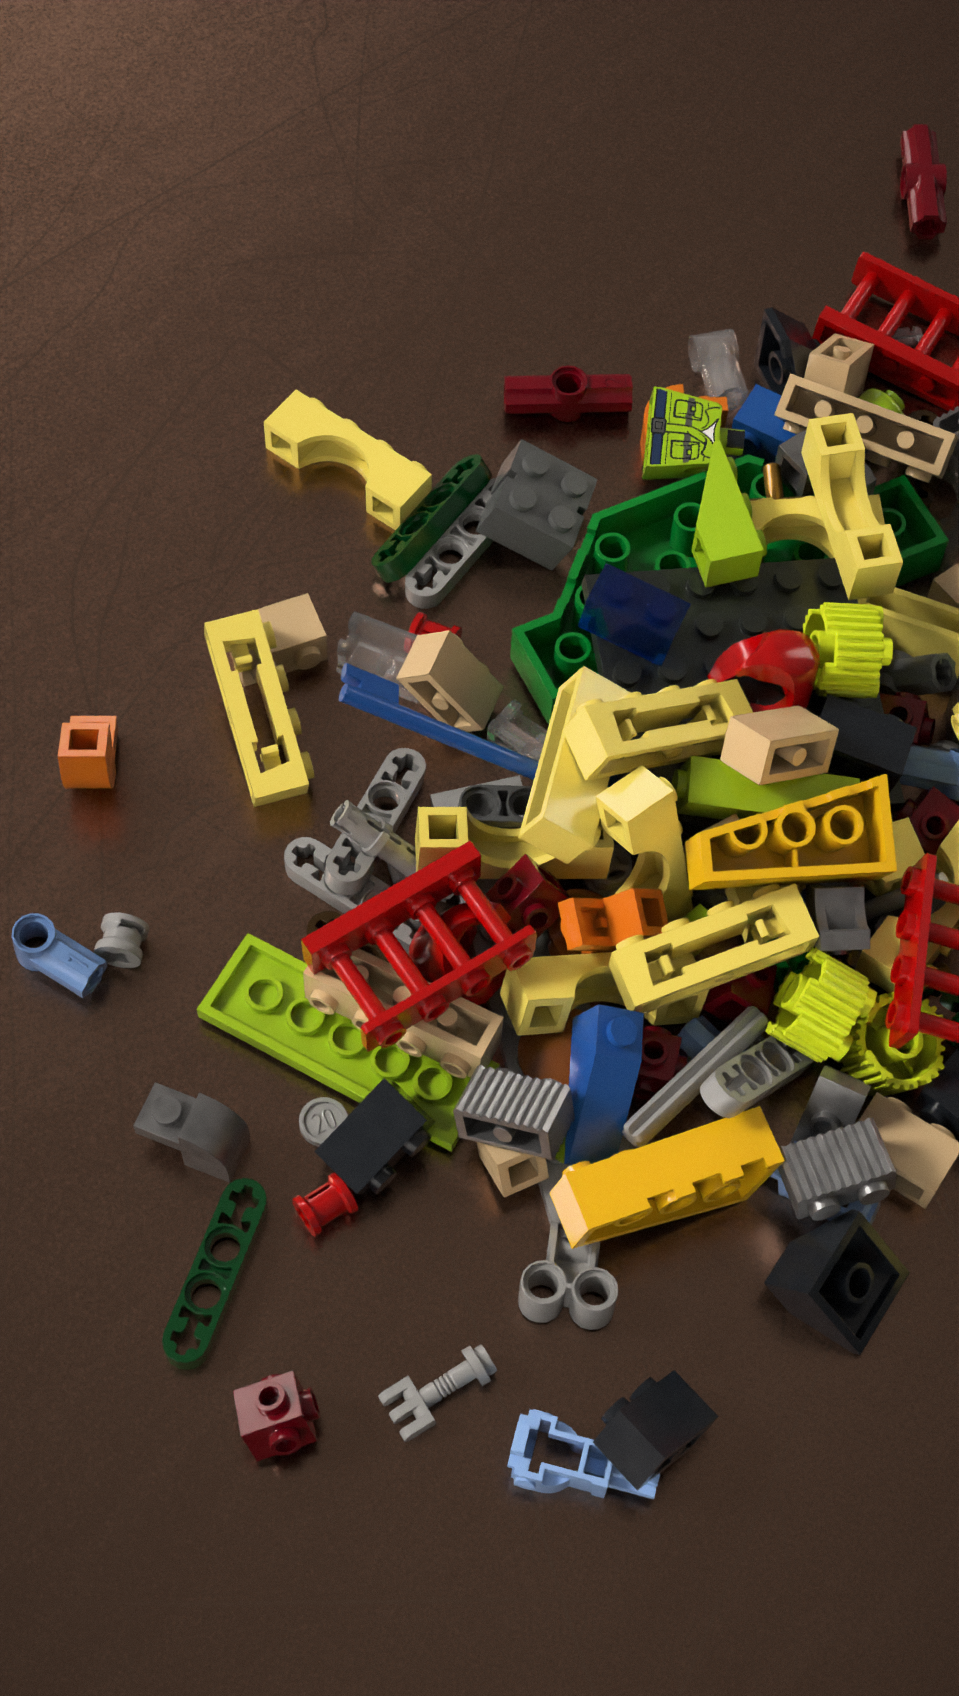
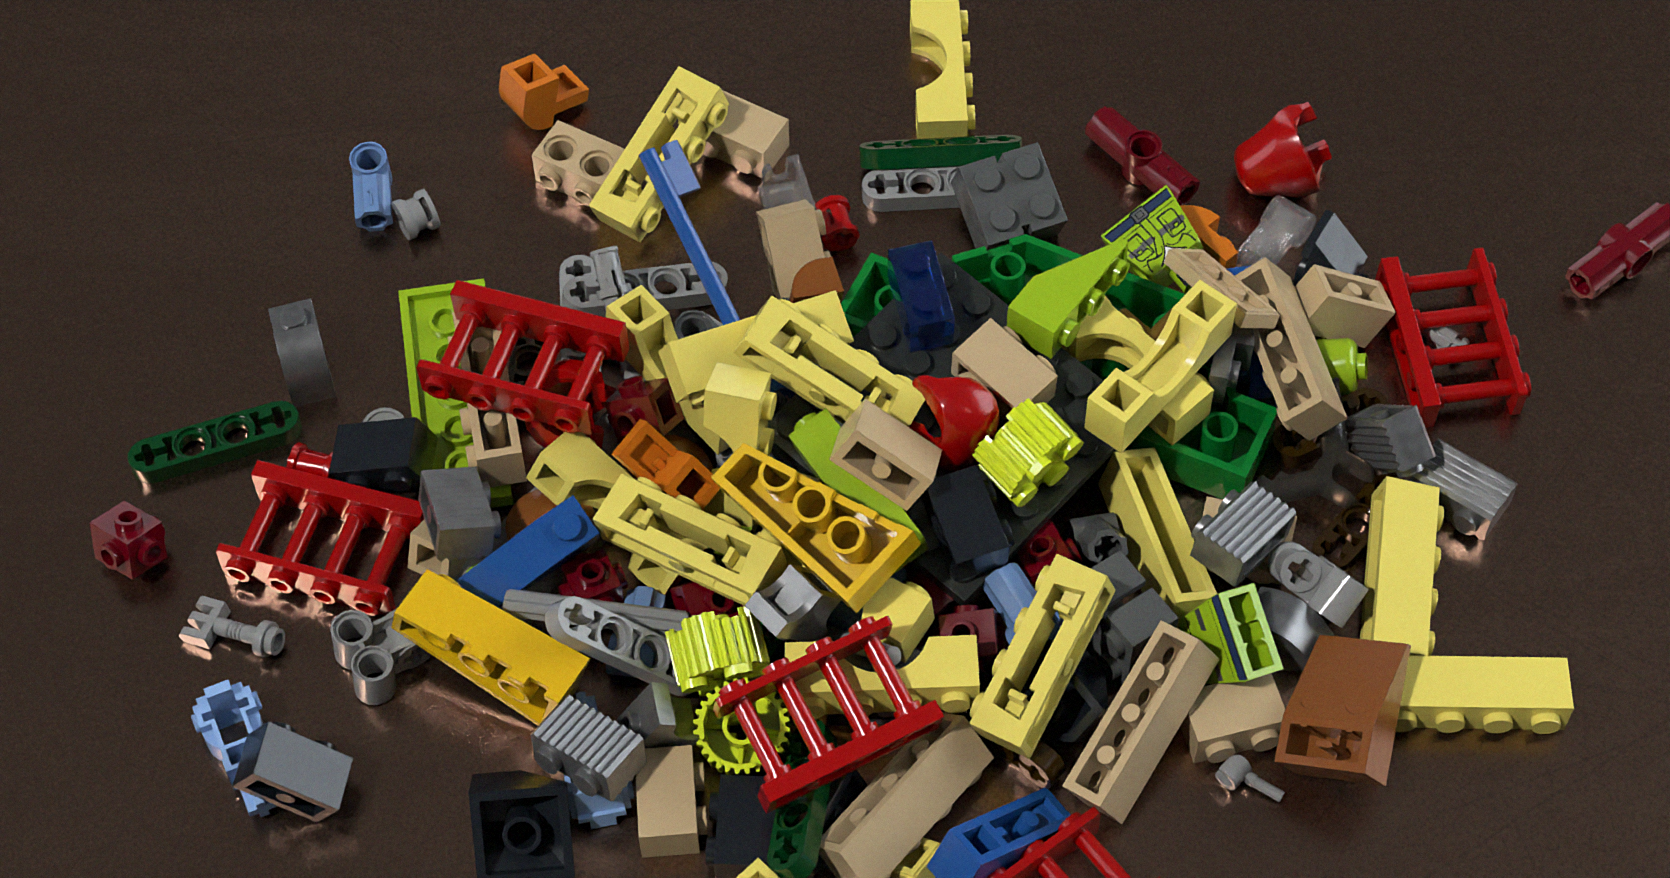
camera: 55 degrees right, 5 degrees down
(191, 767) = (574, 162): none -> tan brick
(366, 1223) = (322, 498): none -> red fence
(515, 694) = (816, 279): none -> dark orange brick
(664, 311) = (1276, 159): none -> red piece
(746, 608) = (1004, 367): none -> tan brick
(779, 421) = (1198, 265): none -> tan tile

